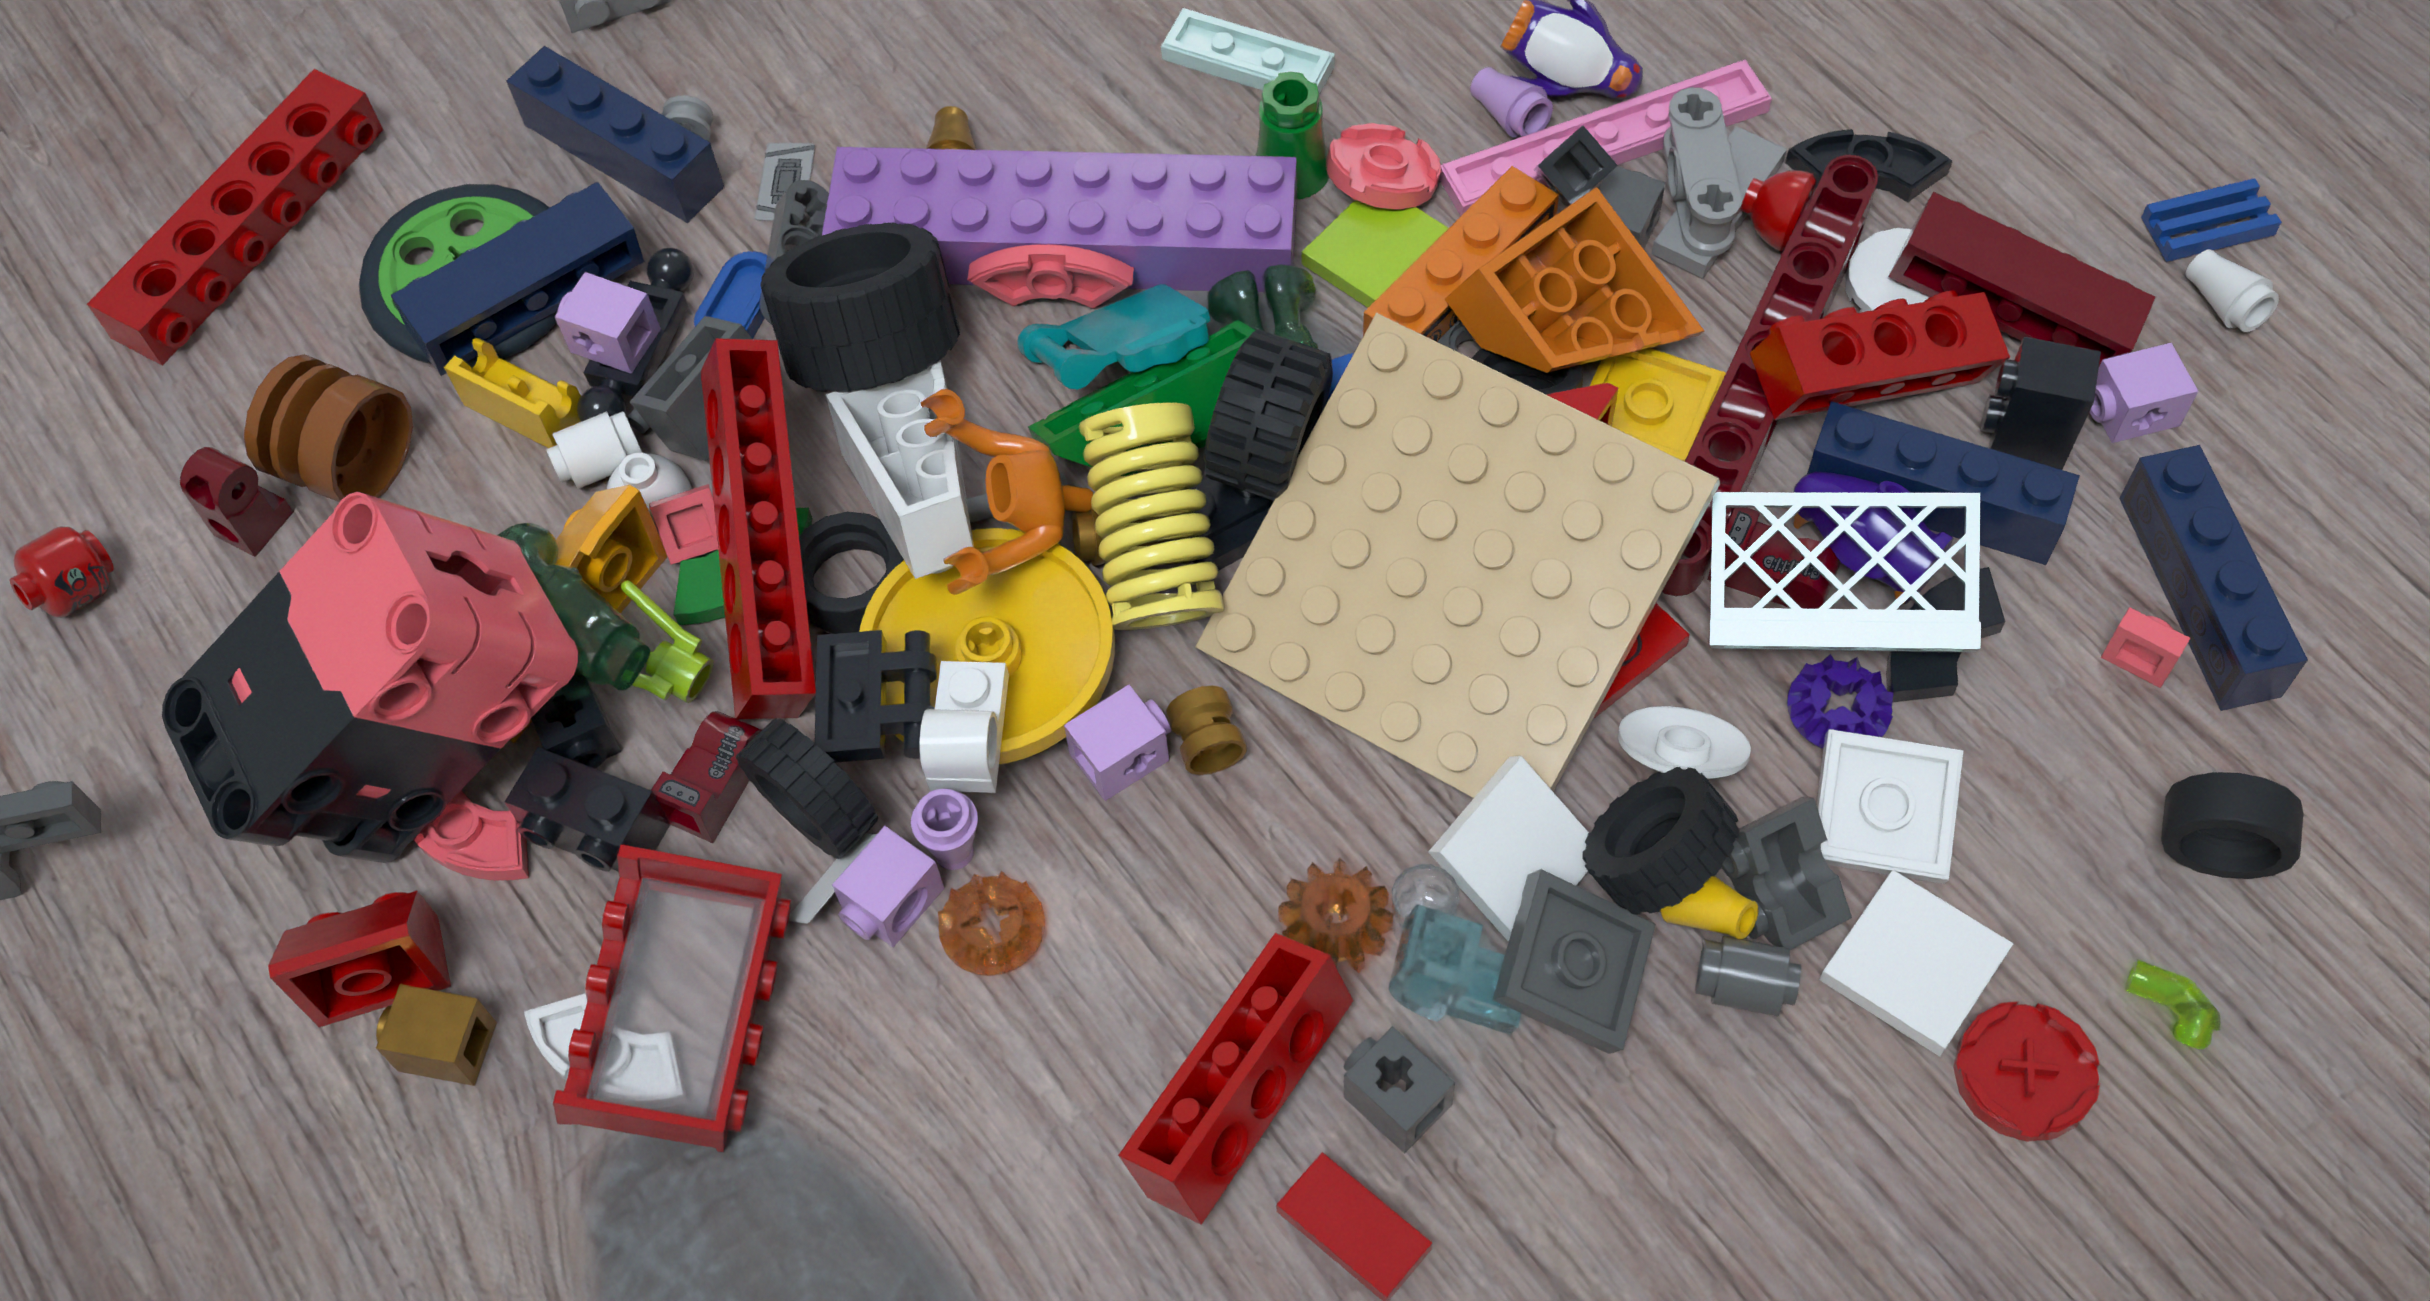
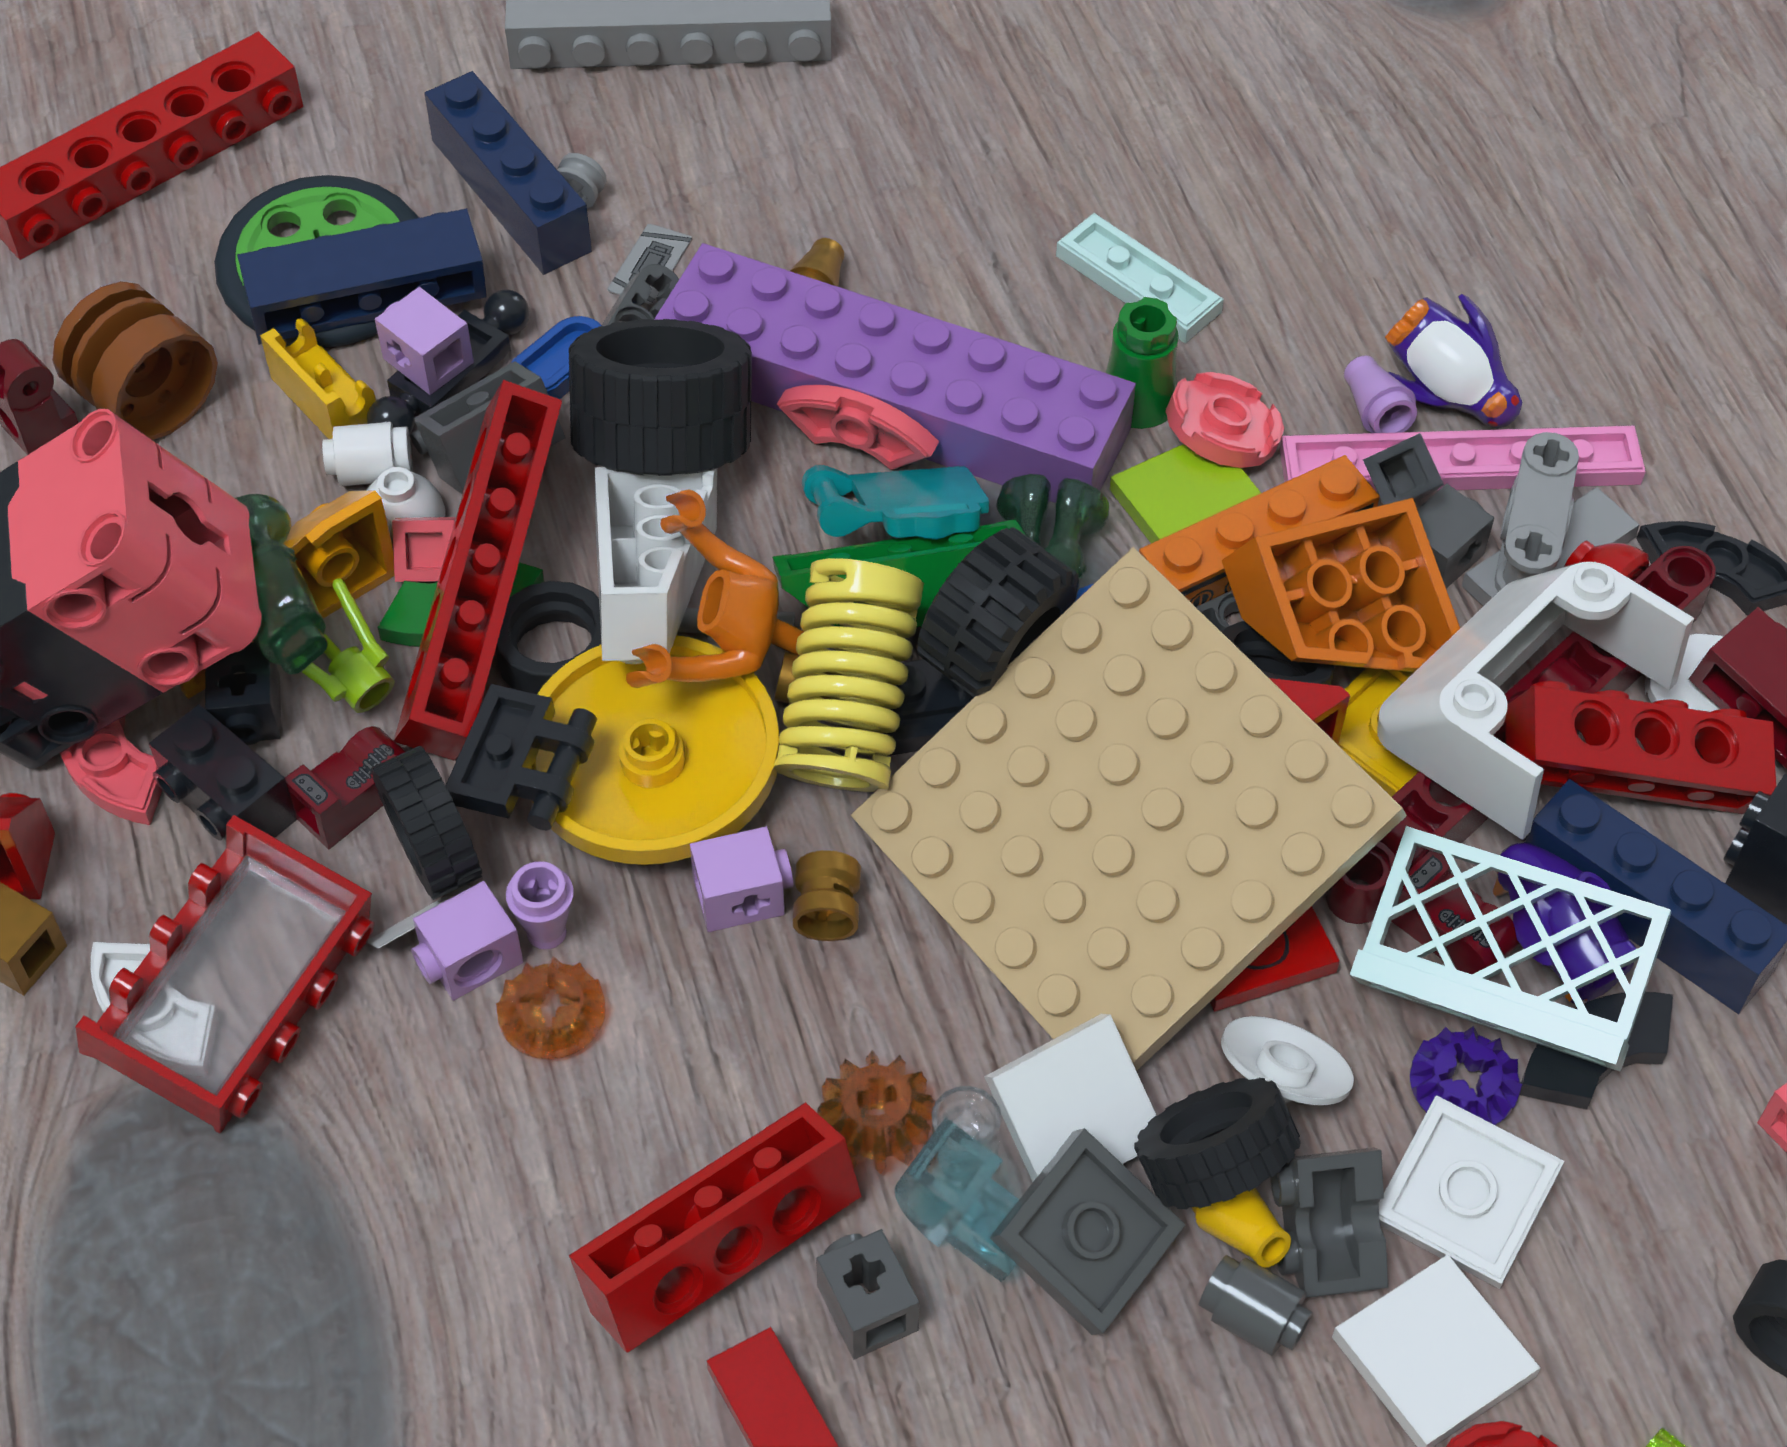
camera: 15 degrees right, 5 degrees down
(966, 727) = (588, 823): white plate -> none
(1714, 379) = (1453, 702): none -> white windscreen

